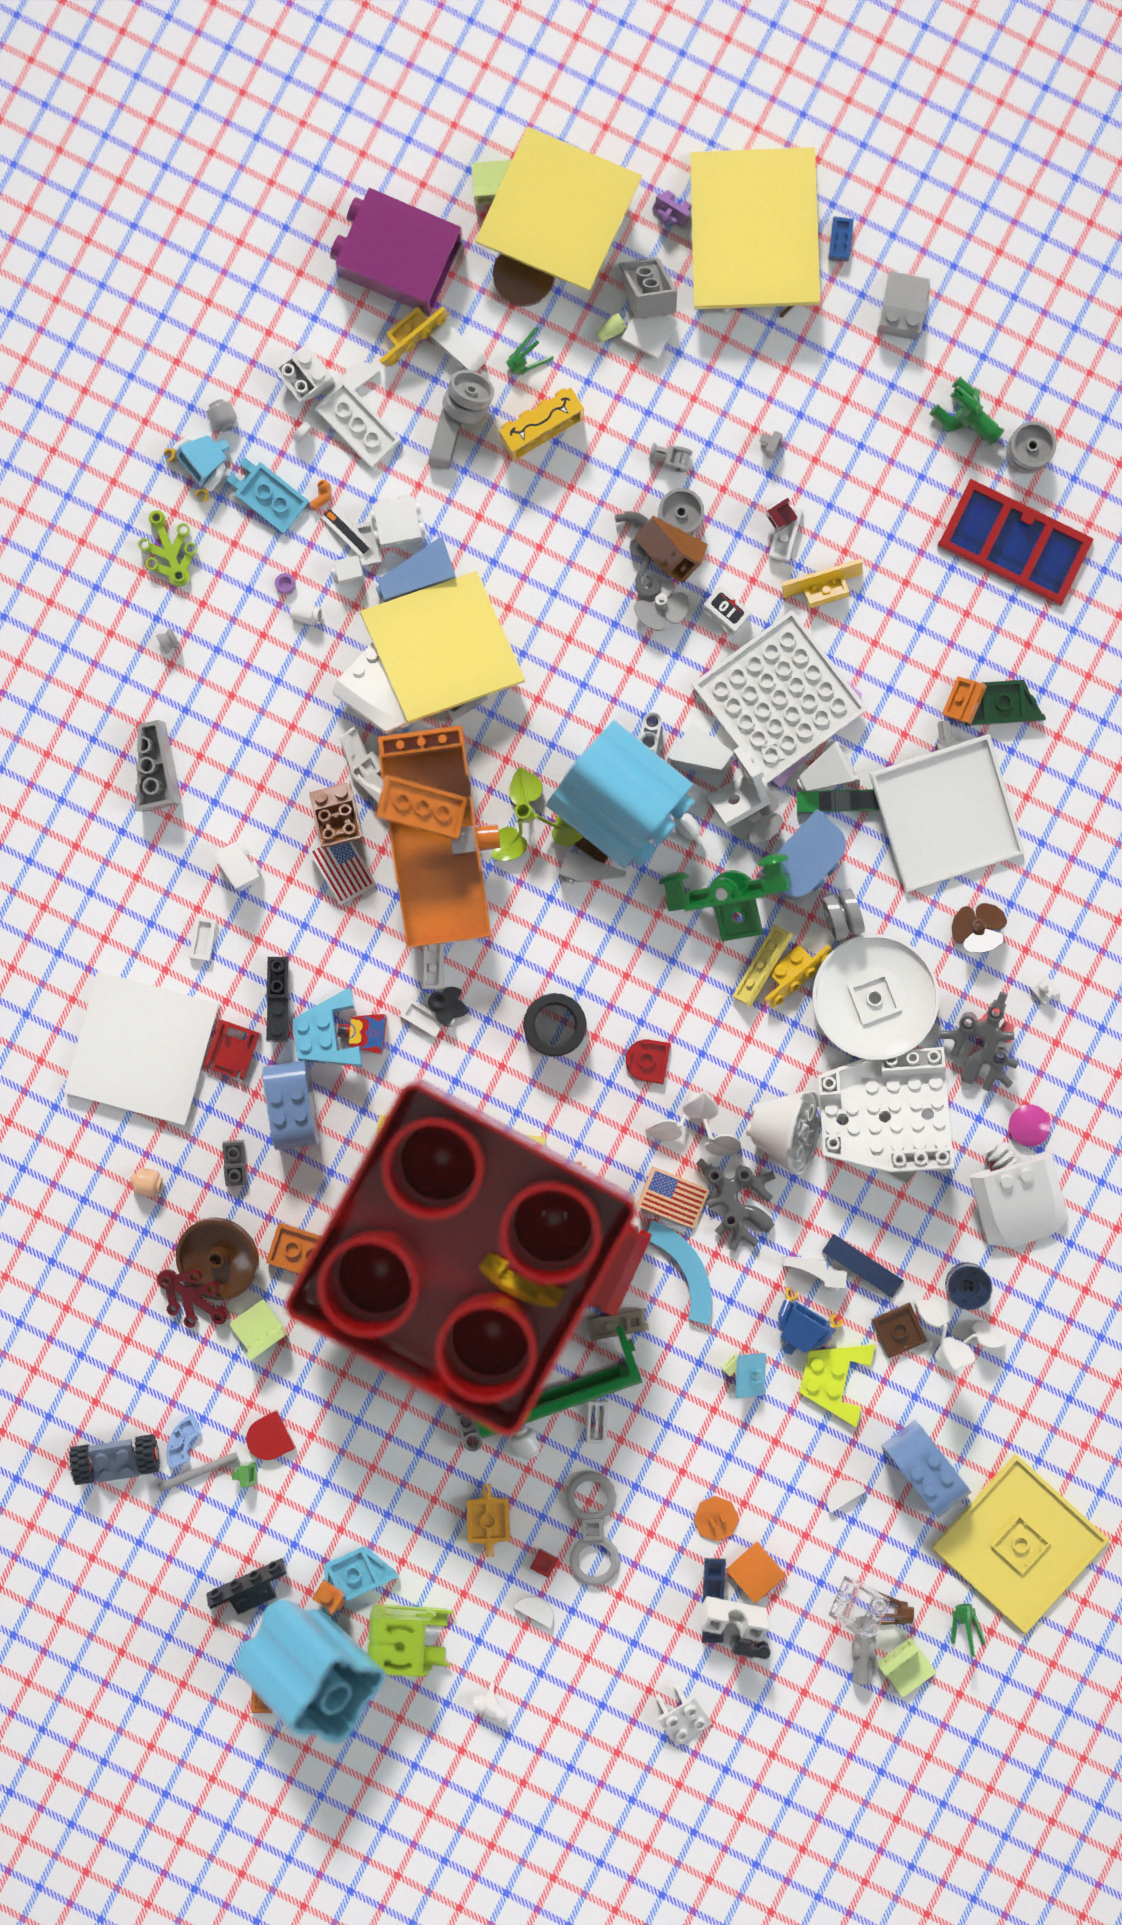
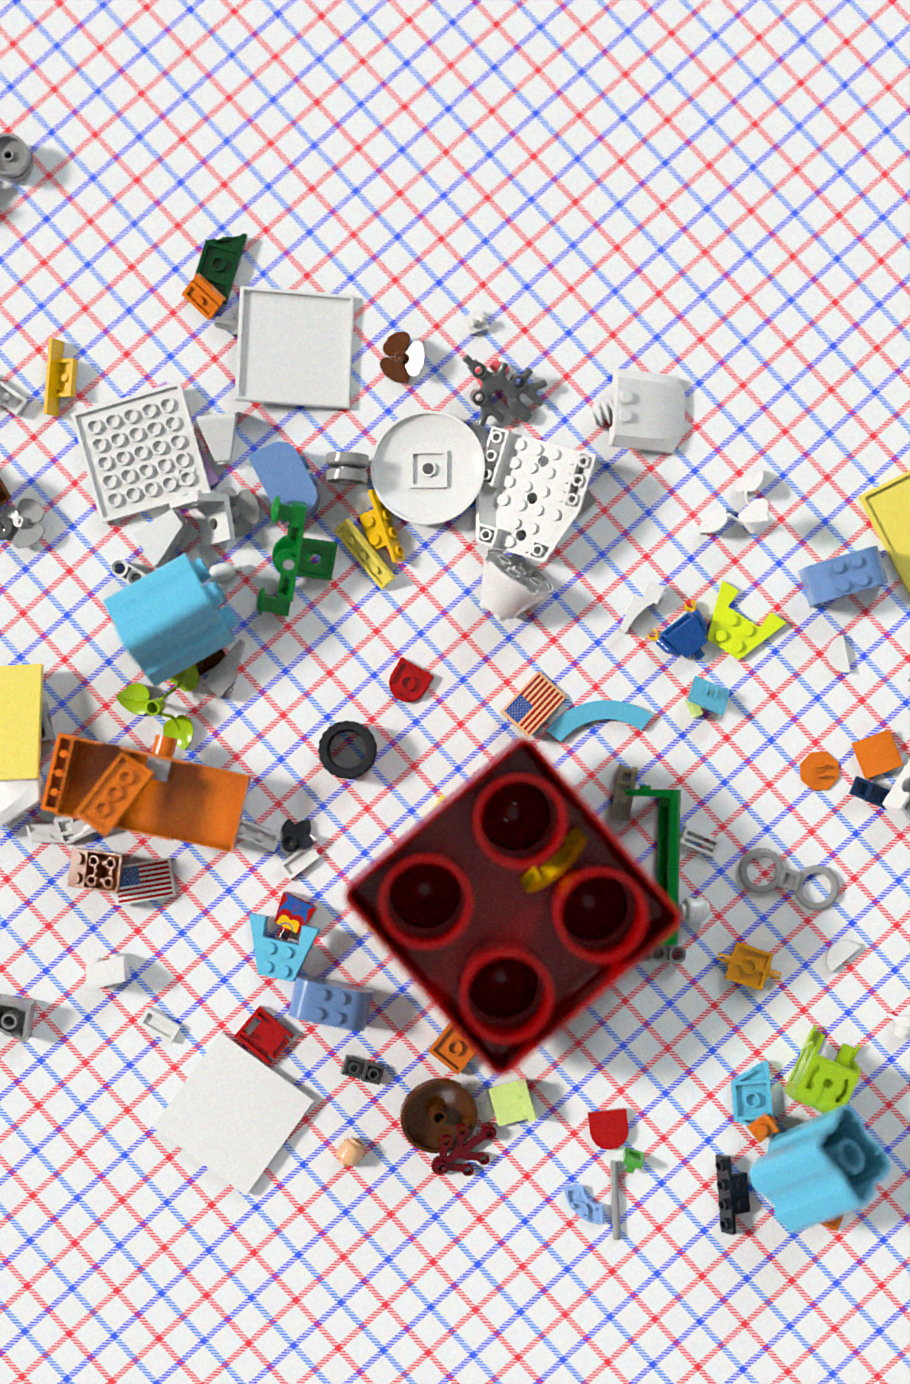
camera: 65 degrees left, 0 degrees up
(114, 1460) = (578, 1269): plate -> none
(278, 999) = (236, 979): black slope -> none
(544, 1563) = (802, 931): red tile -> none
(621, 1271) = (578, 773): red brick -> none
(697, 1106) = (463, 652): white plant -> none
(726, 610) = (49, 469): brick -> none
(727, 1195) = (549, 658): dark grey plant -> none
(836, 801) = (248, 437): tile -> none
(862, 1265) = (651, 565): dark blue slope -> none
(899, 1330) = (717, 555): reddish brown tile -> none
(968, 1298) = (705, 471): dark blue wheel -> none
(1015, 542) = (86, 202): door -> none
(1029, 1125) = (586, 379): dark pink dish -> none

